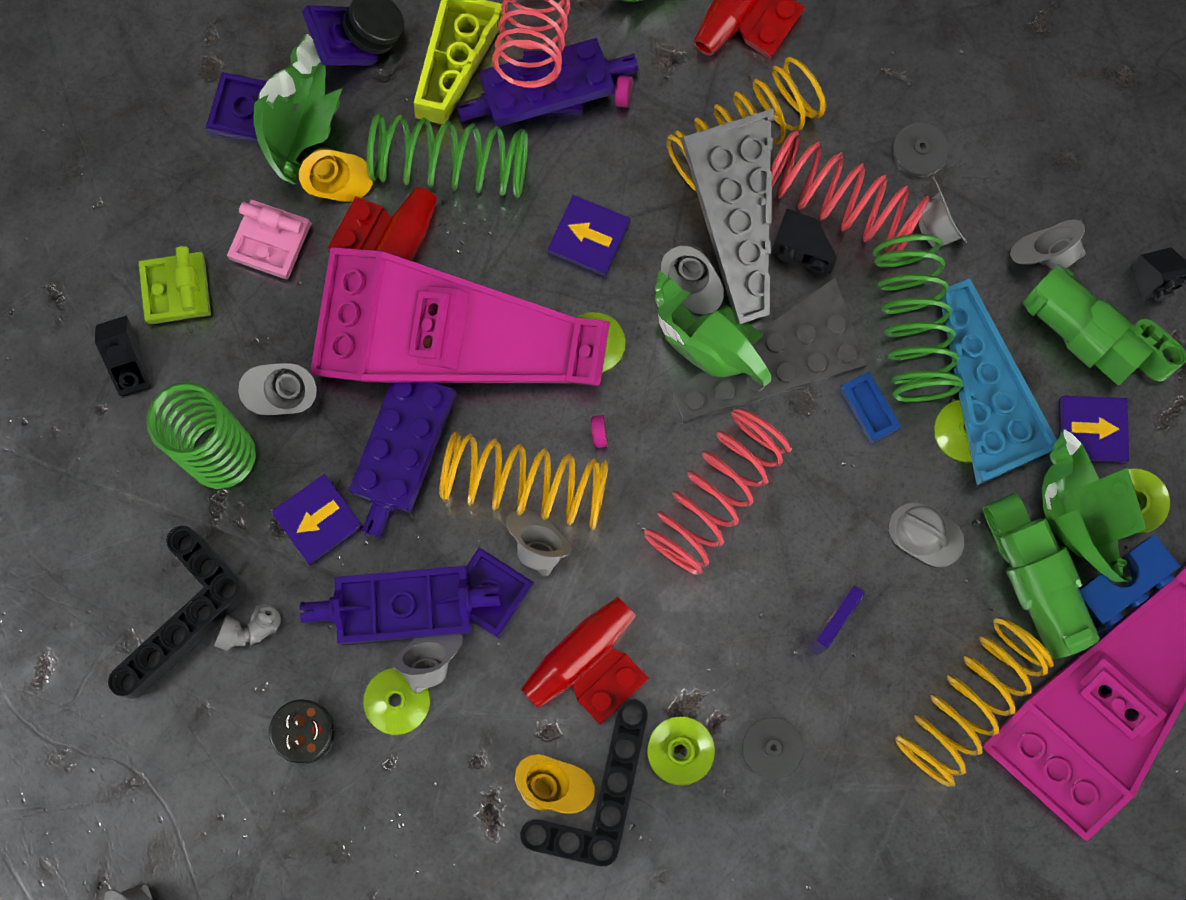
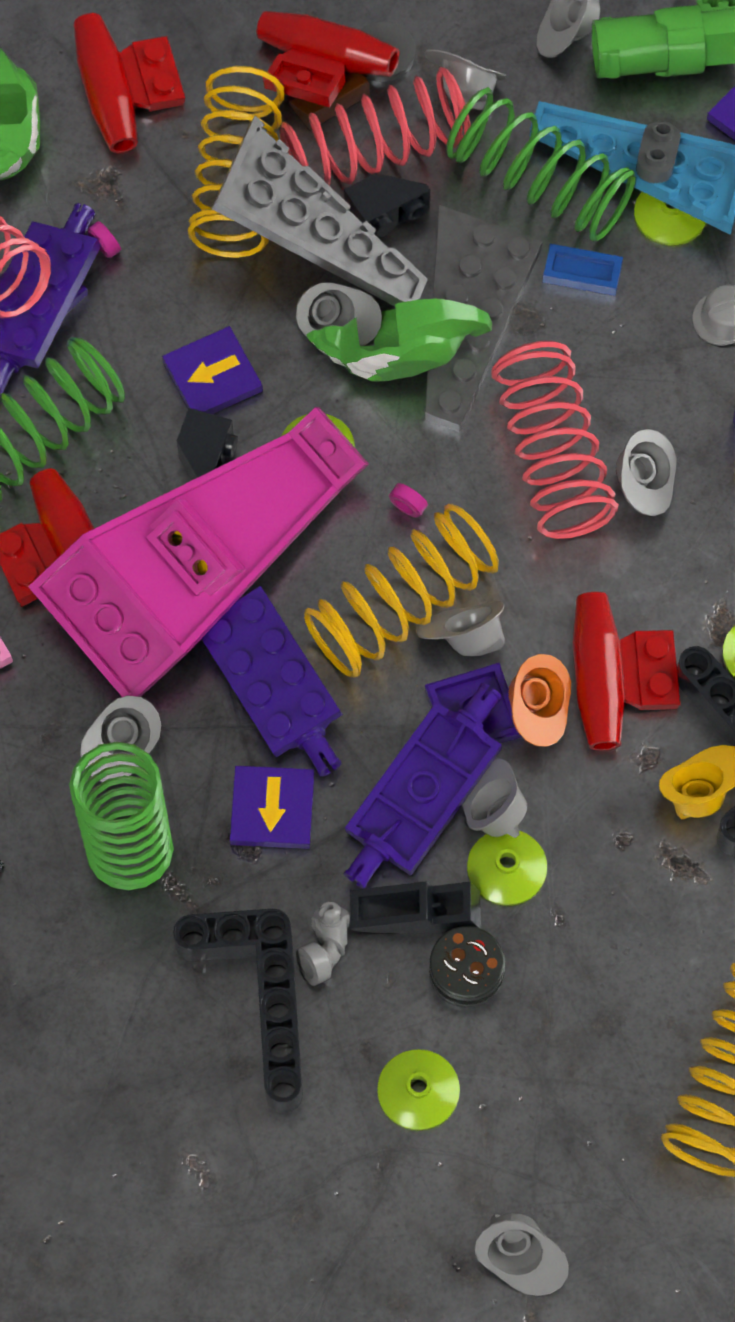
camera: 50 degrees left, 10 degrees down
(215, 770) = (418, 1109): none -> lime dish
(316, 667) = (415, 908): none -> black slope
(521, 632) = (540, 699): none -> orange piece
(529, 273) = (205, 442): none -> black slope
(747, 571) = (647, 472): none -> light grey piece
(855, 144) = (351, 93): none -> reddish brown slope
(874, 111) = (320, 55): none -> red plate
(999, 387) = (658, 152): none -> dark grey plate

